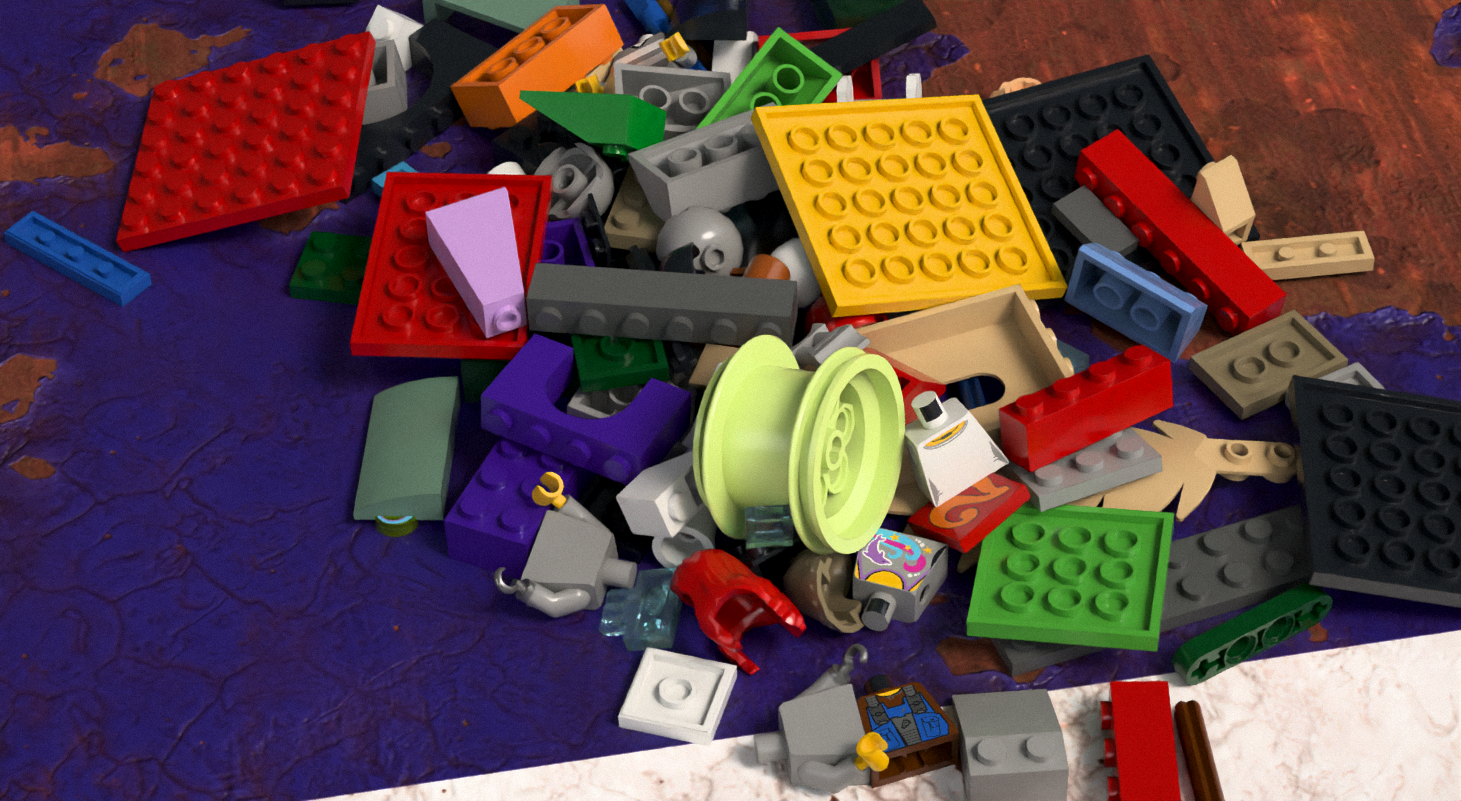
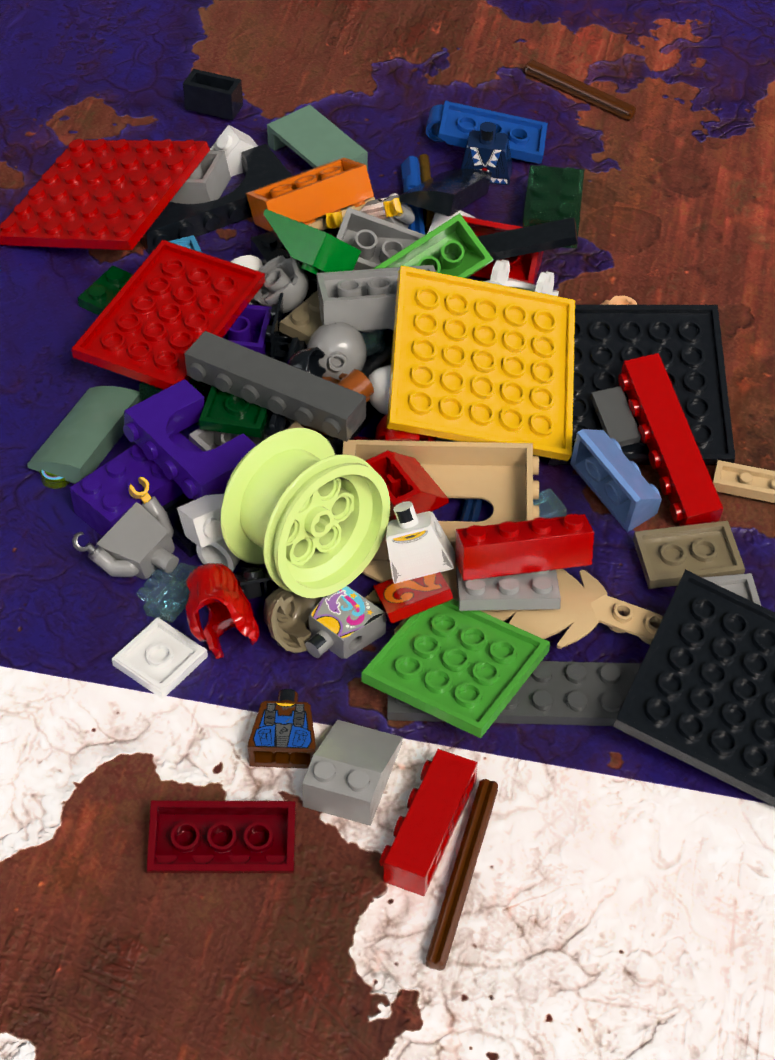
camera: 20 degrees right, 5 degrees up
(481, 258) = (182, 315): lavender slope -> none
(768, 526) = (253, 561): clear light blue tile -> none
(821, 344) = (369, 448): light grey piece -> none
(824, 734) = (229, 715): light grey torso -> none
(1224, 198) = (709, 427): tan slope -> none
(1251, 633) = (563, 746): dark green beam -> none

